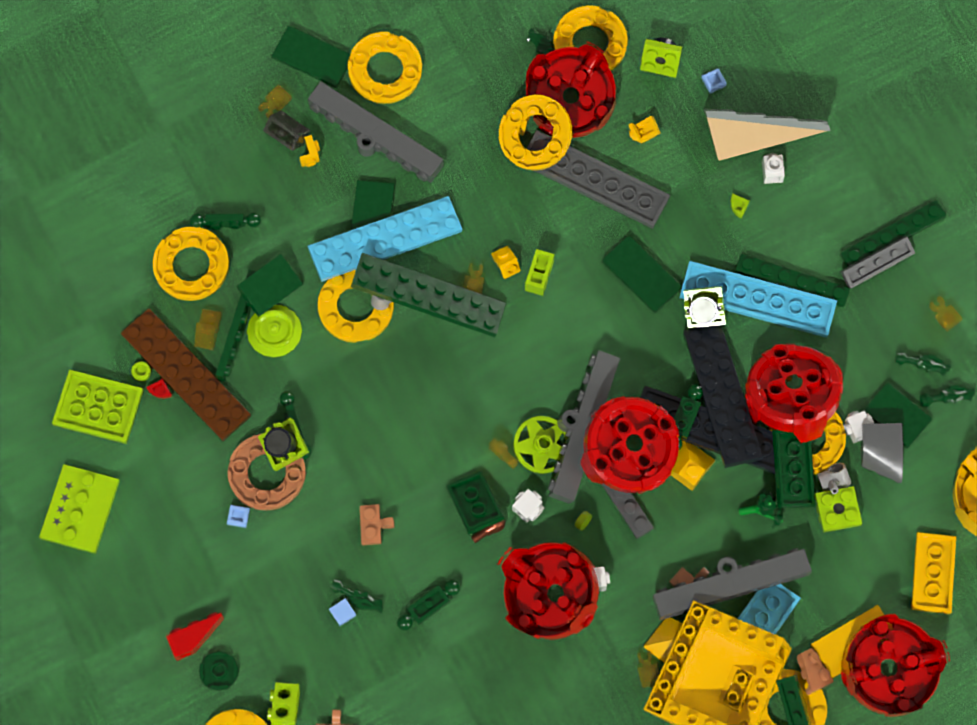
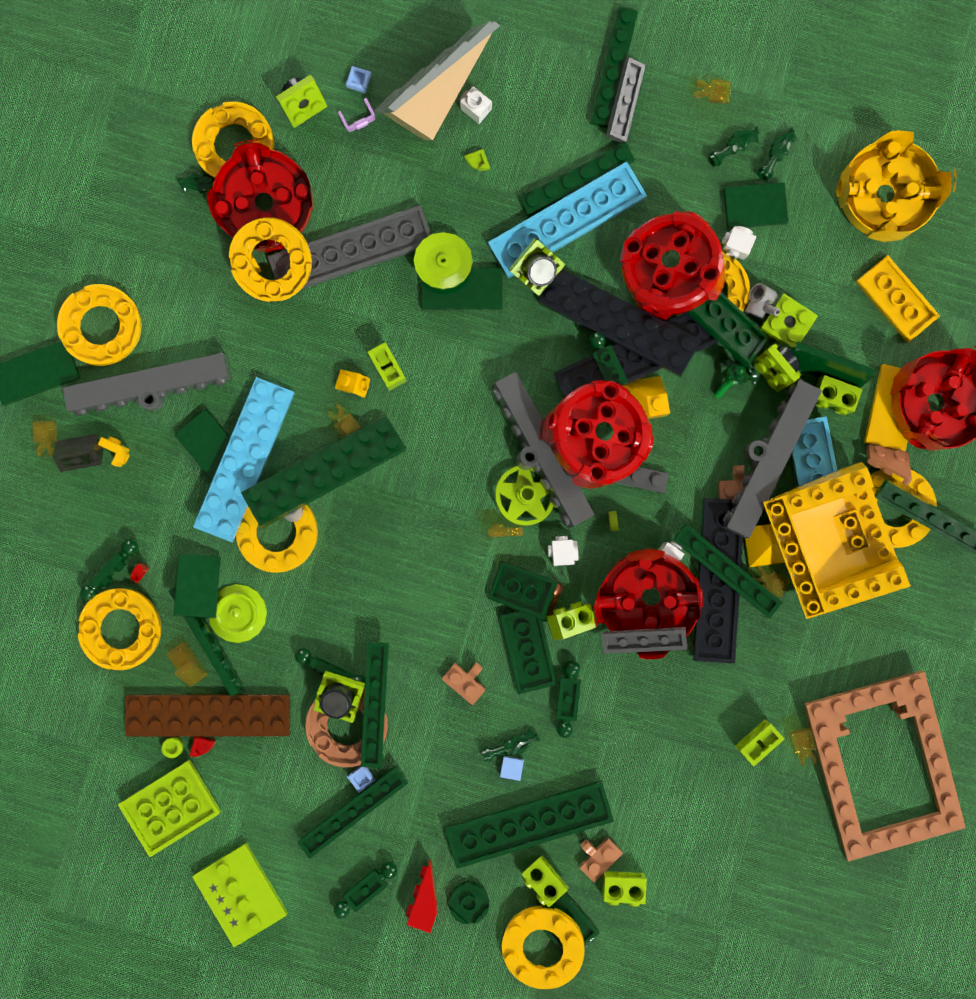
camera: 50 degrees left, 15 degrees up
(162, 589) = (365, 890): none -> dark green plate
(209, 531) = (352, 812): none -> dark green plate
(241, 241) = (139, 572): none -> red tile
(300, 474) = (374, 704): none -> dark green plate
(314, 660) = (529, 824): none -> dark green plate
(435, 547) = (527, 651): none -> dark green tile
(483, 557) = (572, 624): none -> lime brick
(520, 611) = (644, 640): none -> dark grey plate
(606, 636) = (717, 627): none -> black plate
(624, 627) = (727, 571): none -> dark green plate
(644, 130) = (348, 173): yellow bracket -> none
(647, 242) = (443, 260): none -> lime piece
(685, 108) = (360, 123): none -> lavender piece
(800, 529) = (778, 367): none -> lime piece
(827, 590) = (837, 390): none -> lime brick
(834, 563) = (824, 363): none -> dark green tile
(883, 450) = (775, 243): dark grey slope -> none

